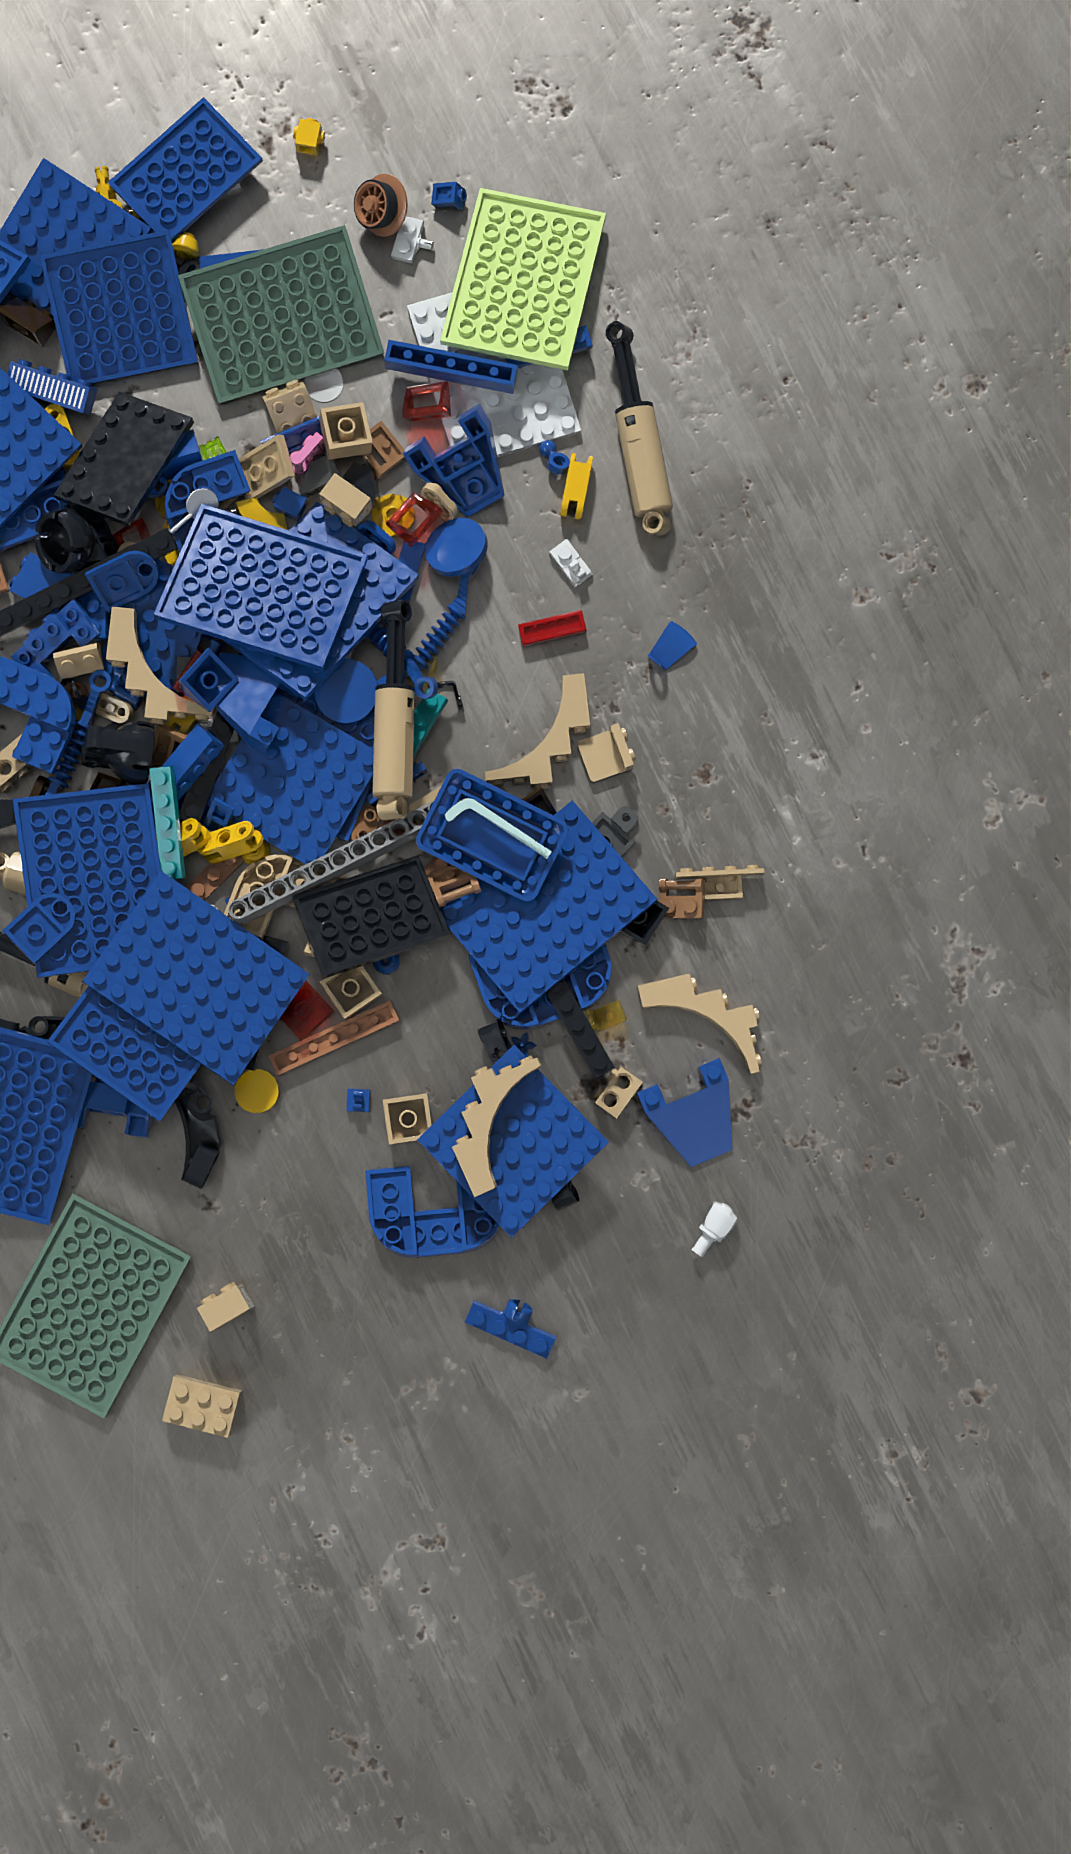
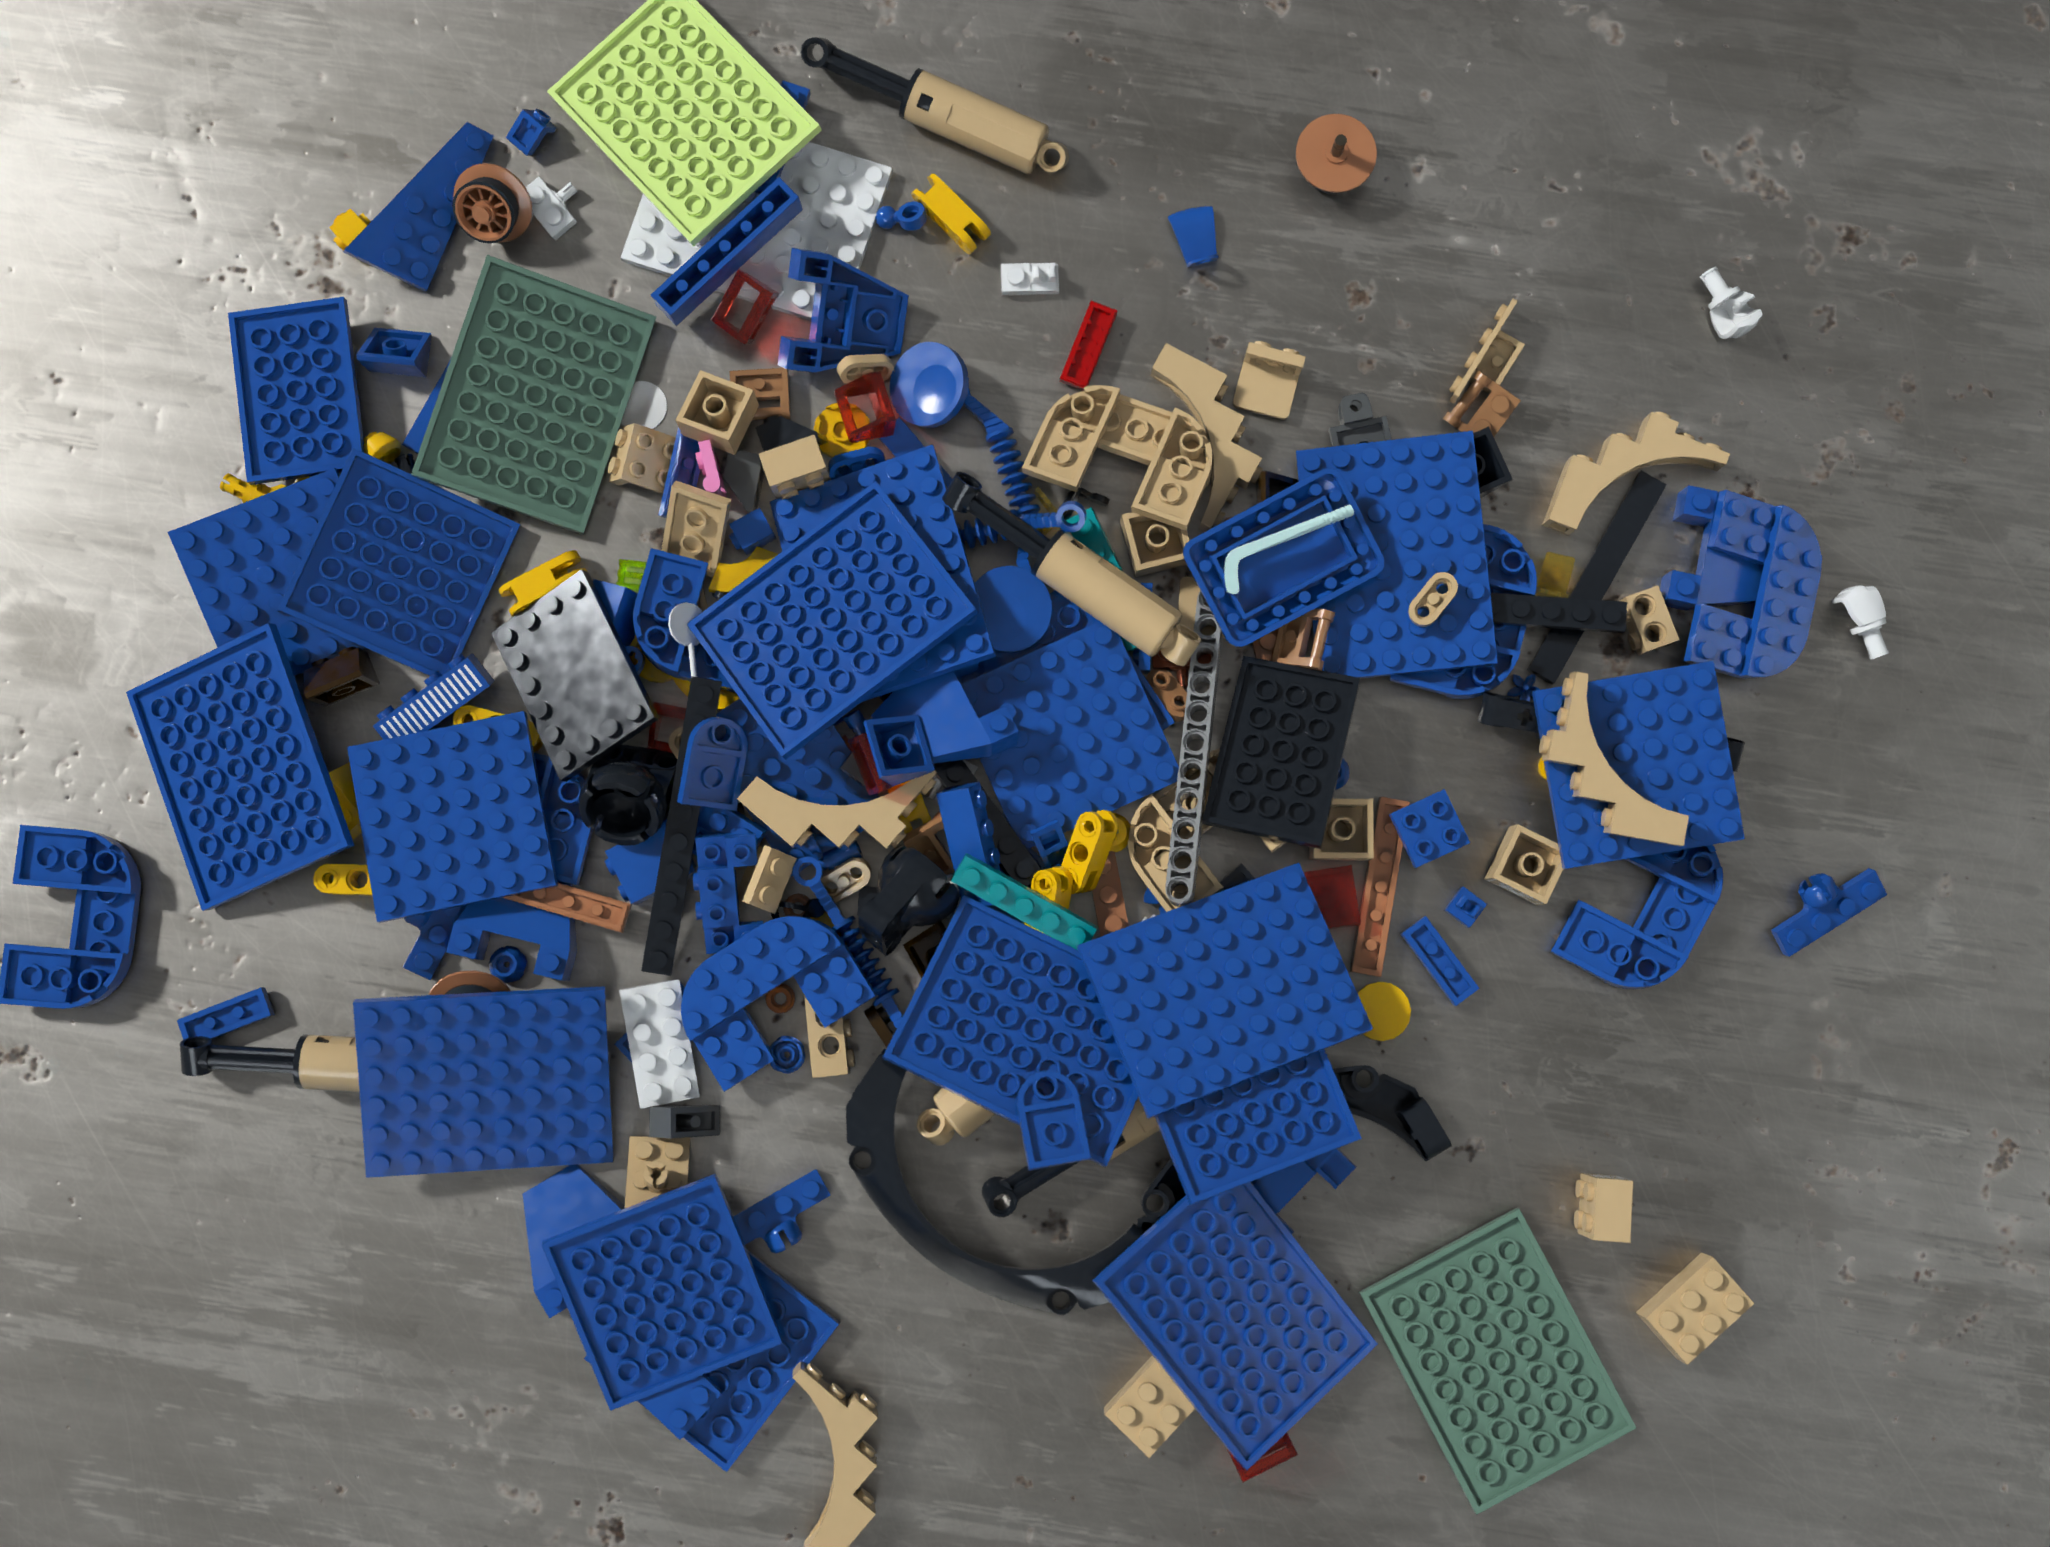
camera: 50 degrees left, 0 degrees up
(8, 720) = (780, 1008): none -> dark orange plate
(171, 399) = (540, 580): none -> yellow piece
(253, 212) = (396, 352): none -> blue slope
(312, 1106) = (1439, 961): none -> blue plate
(339, 169) = (419, 220): none -> blue wing
(388, 1041) = (1429, 828): none -> blue plate
(455, 749) = (1152, 544): none -> tan brick
(515, 690) = (1105, 419): none -> tan plate
(530, 944) = (1432, 600): none -> tan plate
(632, 1042) = (1600, 571): none -> black tile
(693, 1166) = (1786, 593): none -> blue plate
(780, 695) = (1336, 153): none -> nougat piece
(858, 1010) = (1729, 307): none -> white piece

